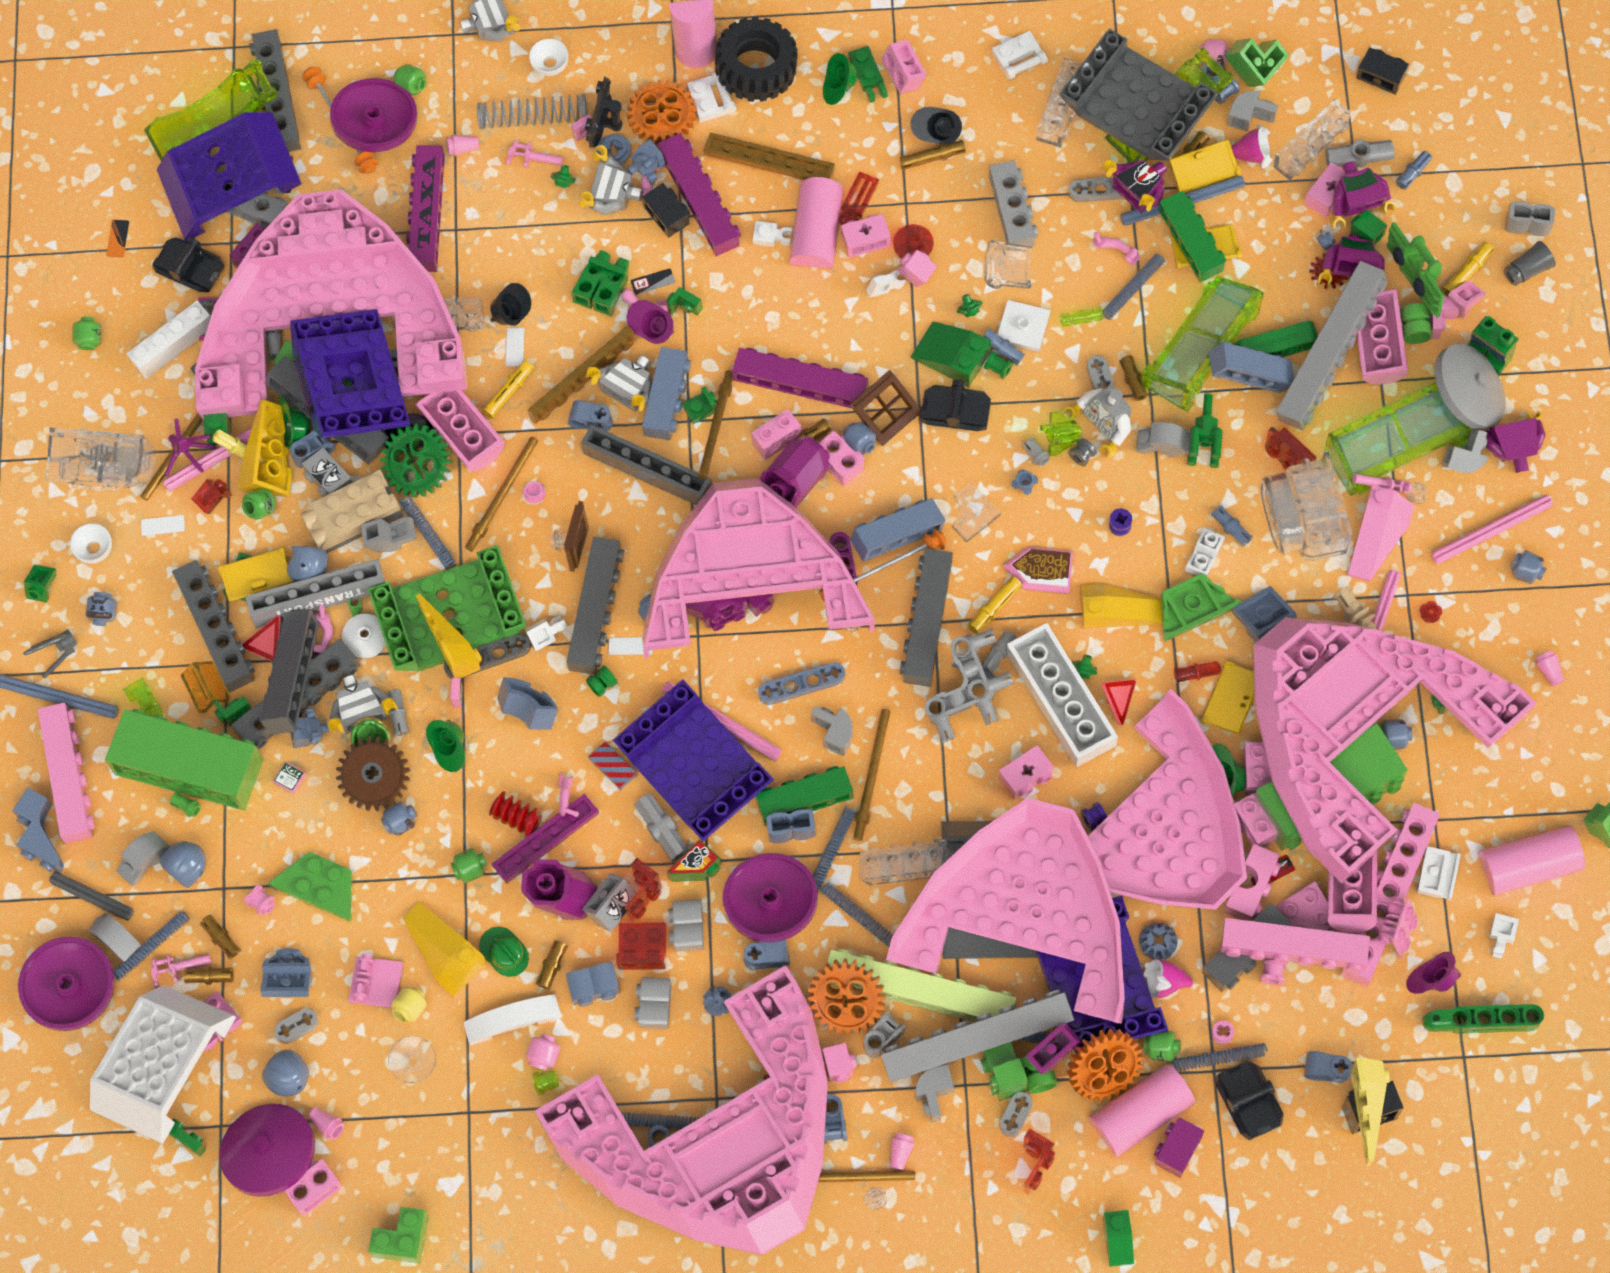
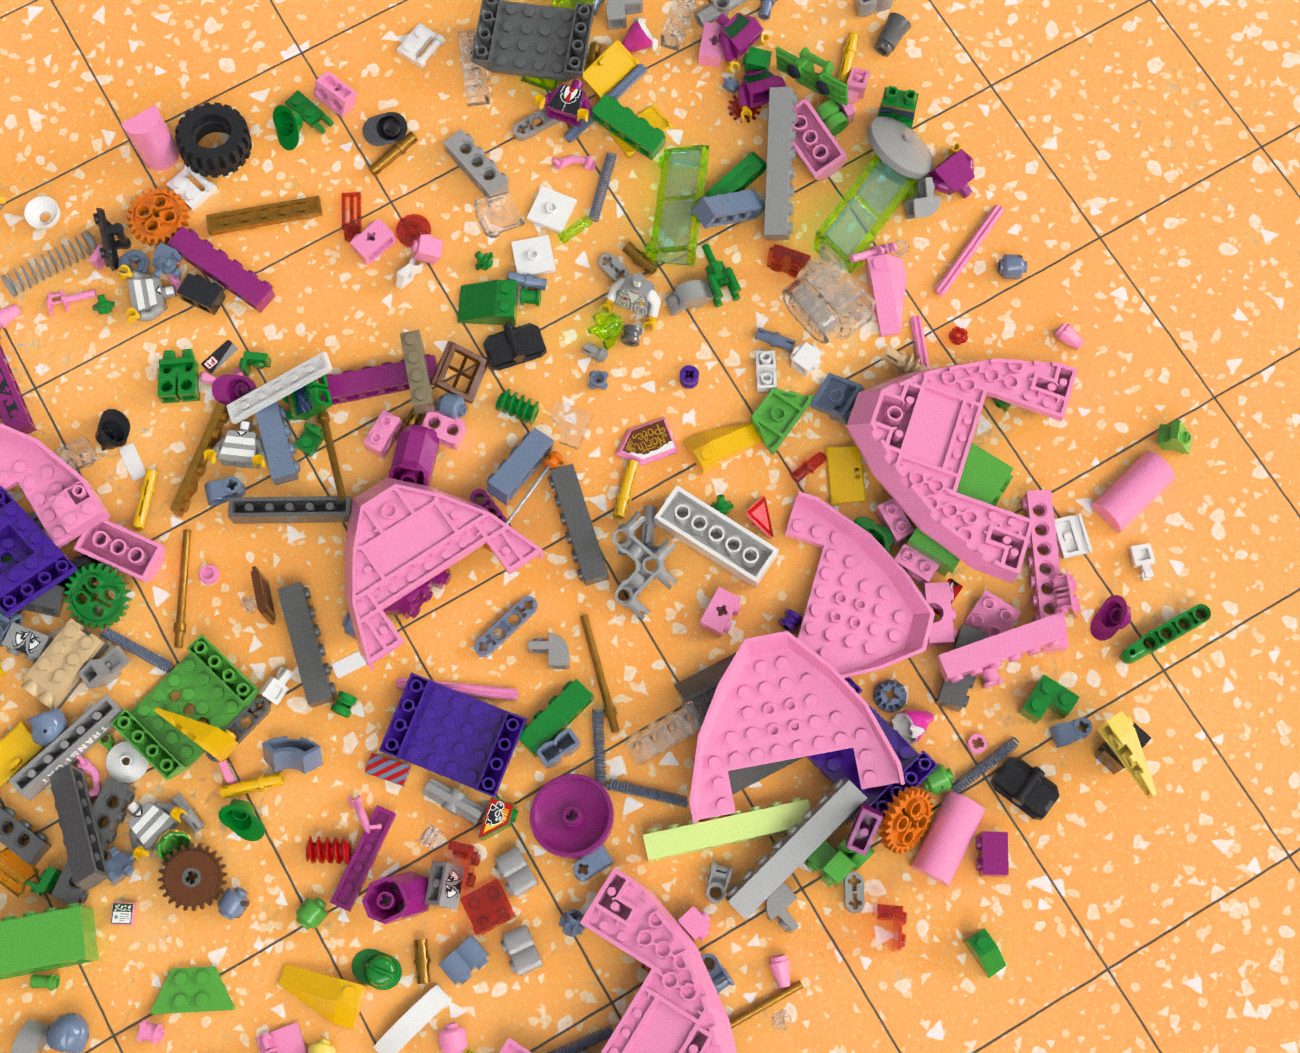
camera: 30 degrees left, 5 degrees up
(264, 641) = (44, 807): piece -> none
(477, 717) = (261, 783): none -> yellow pin
(620, 849) = (429, 836): none -> clear bush
(695, 338) = (279, 387): none -> white tile
(717, 358) = (306, 400): none -> green hips
(767, 233) = (293, 276): white plate -> none
(816, 223) = (328, 249): bright pink brick -> none
(841, 386) = (417, 372): none -> dark tan brick
(845, 976) = (675, 867): orange gear -> none
(927, 470) = (517, 406): none -> green piece
(1067, 286) = (551, 210): none -> white plate
(1253, 560) = (806, 358): none -> white brick
(1321, 1018) = (1048, 695): none -> green brick
(1354, 902) = (1028, 592): bright pink brick -> none
(1397, 733) = (986, 441): sand blue head -> none

